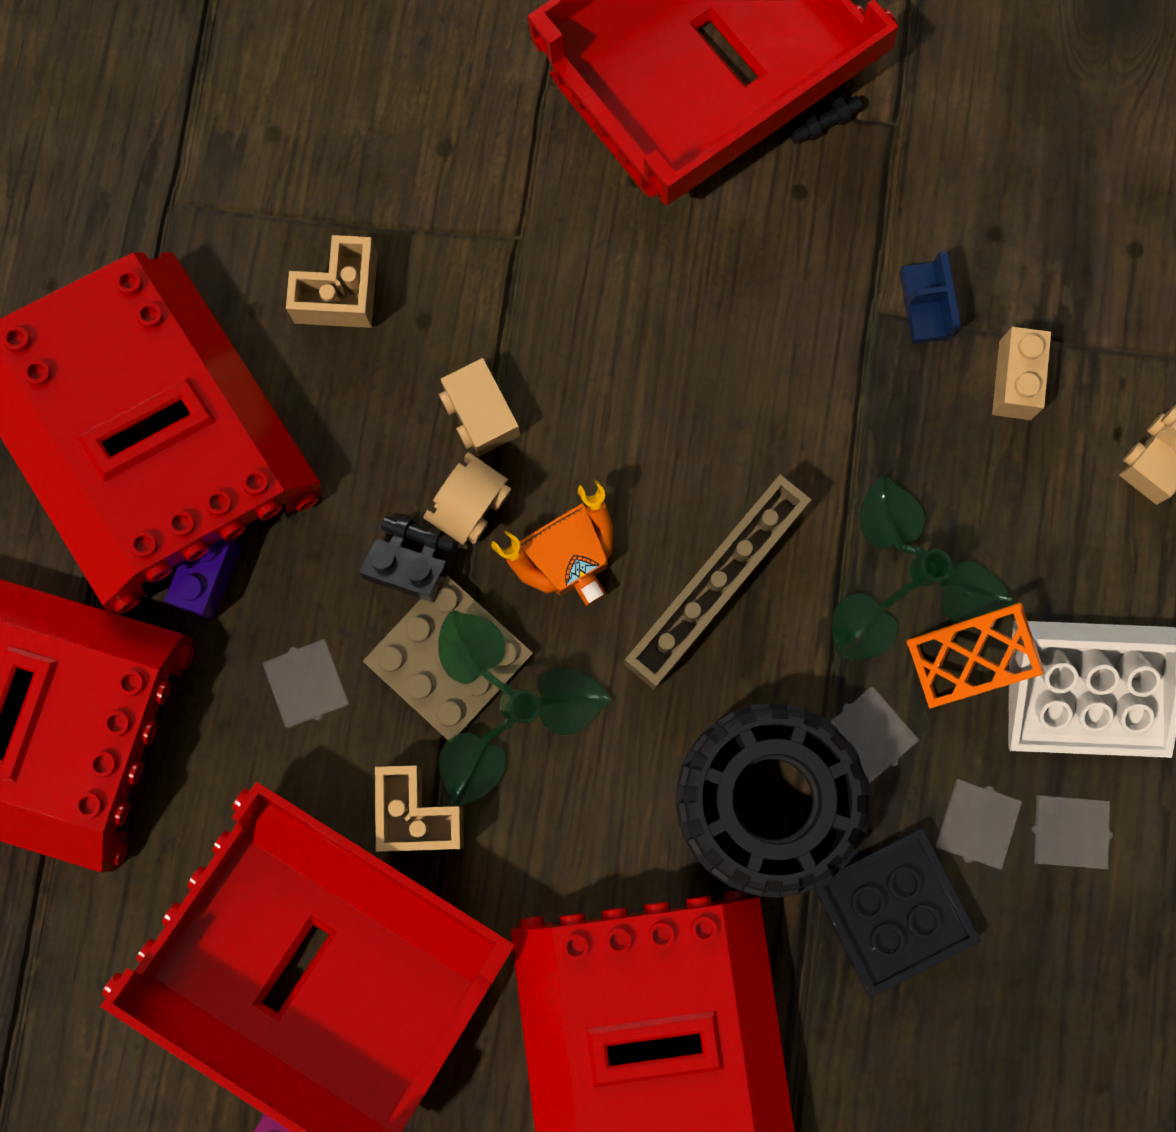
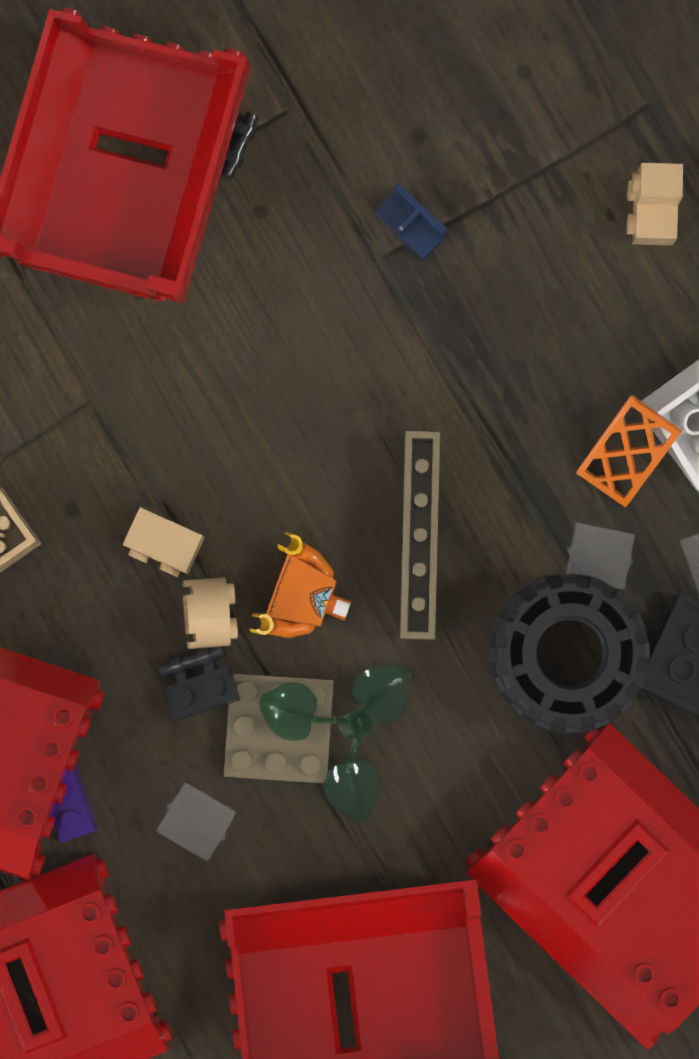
camera: 35 degrees left, 5 degrees up
(403, 820) = (338, 859): tan brick -> none
(896, 517) = (592, 404): clear green plant -> none
(1021, 373) = (513, 227): tan brick -> none

